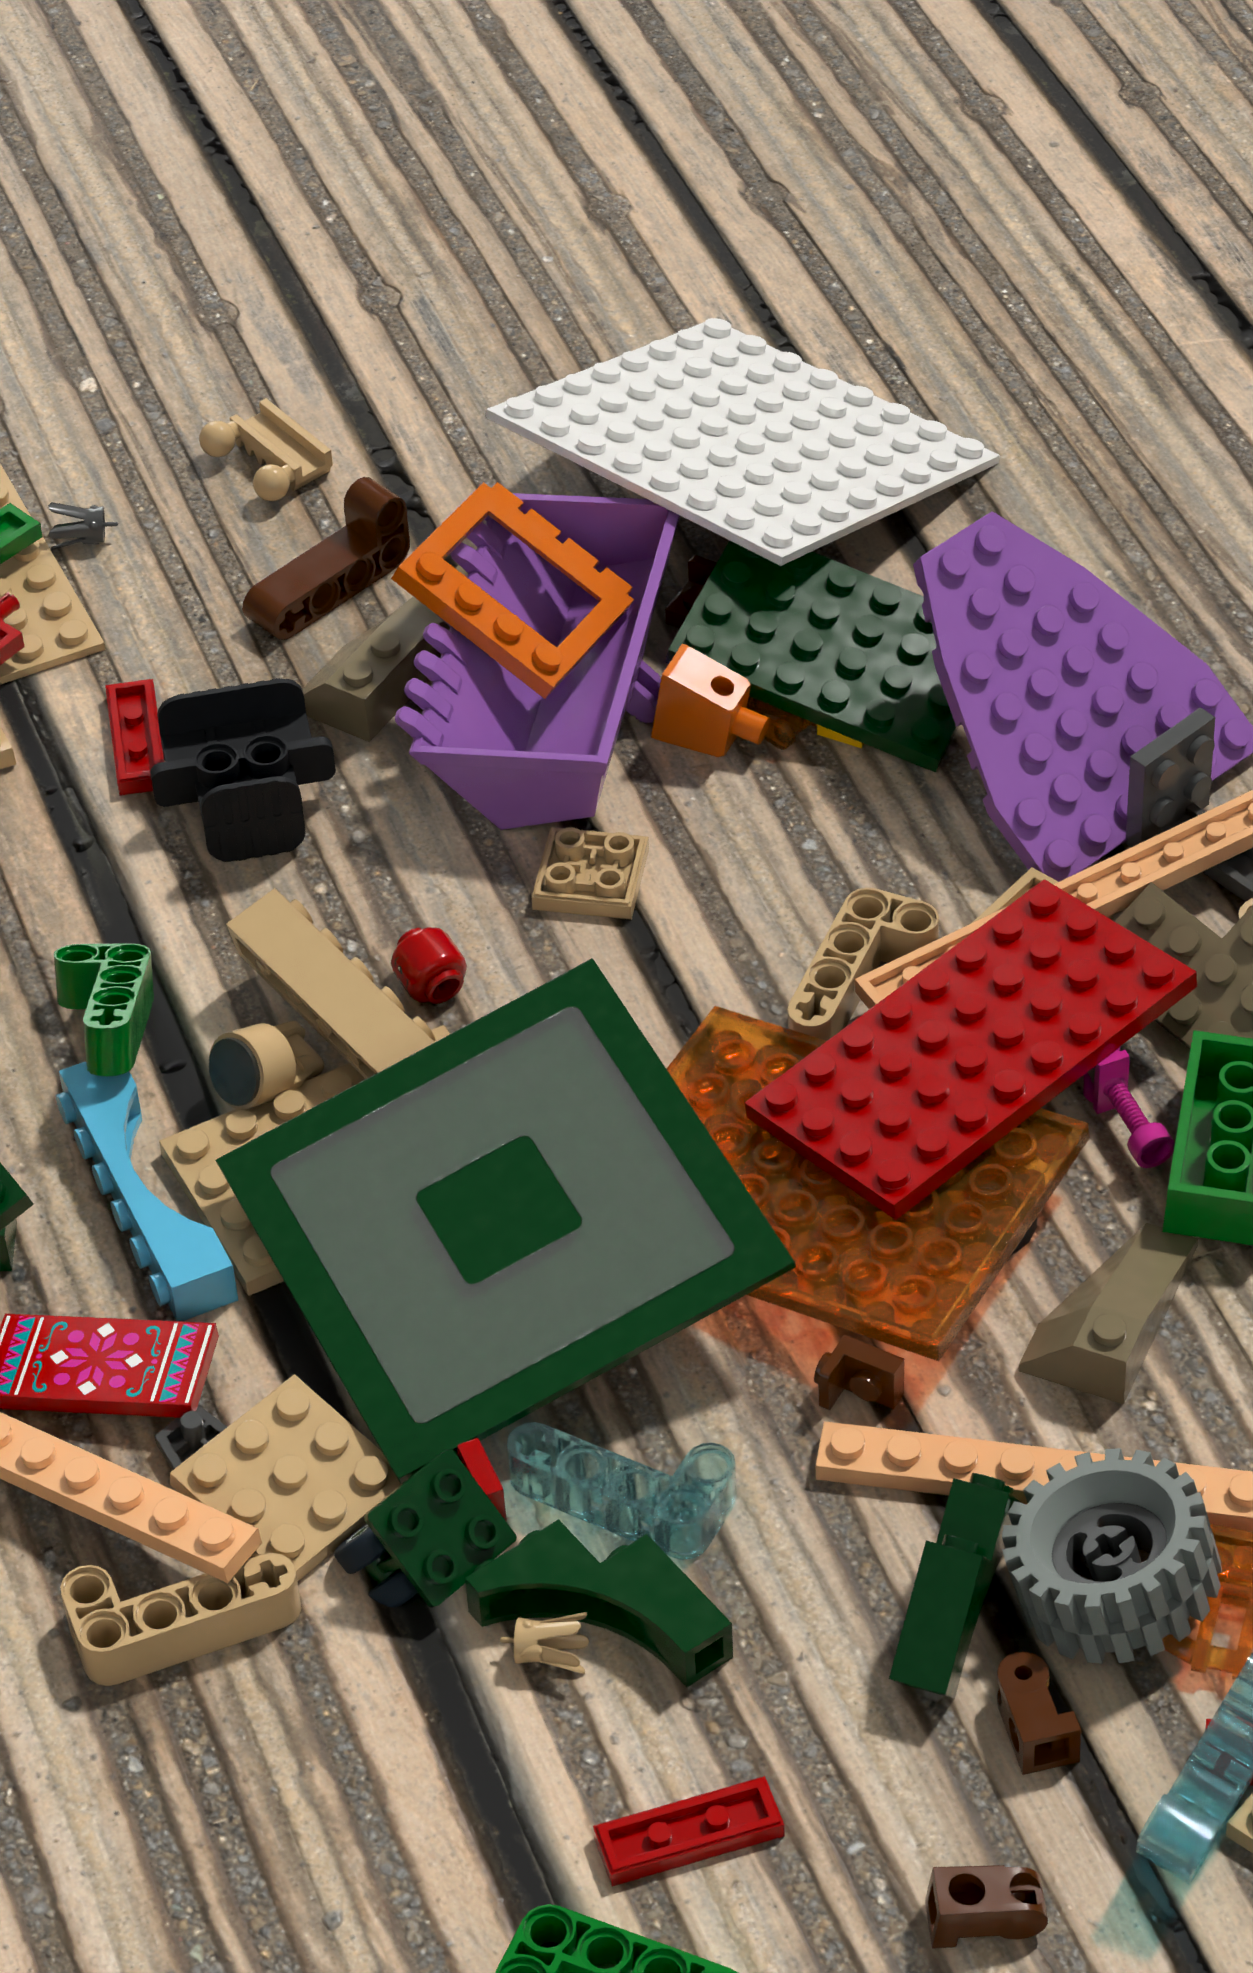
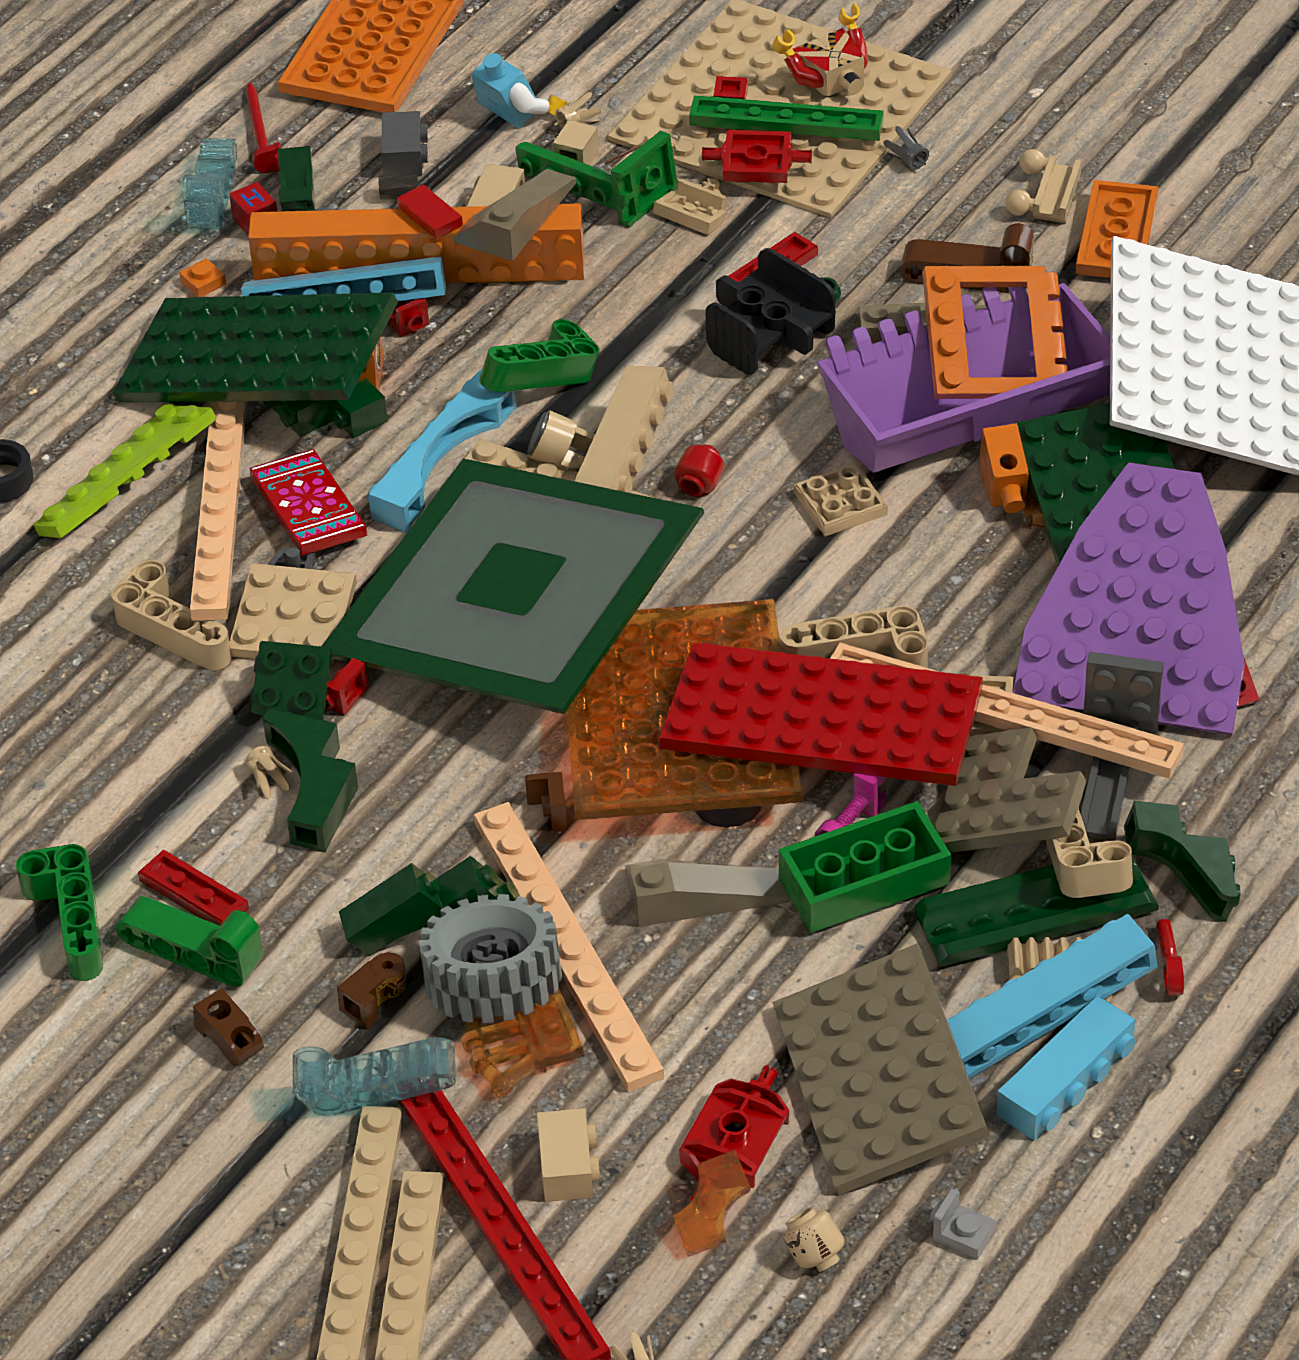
camera: 55 degrees right, 0 degrees up
(400, 433) = (1112, 211): none -> orange plate
(622, 1494) = (395, 774): clear light blue beam -> none
(800, 1868) = (216, 951): none -> green beam

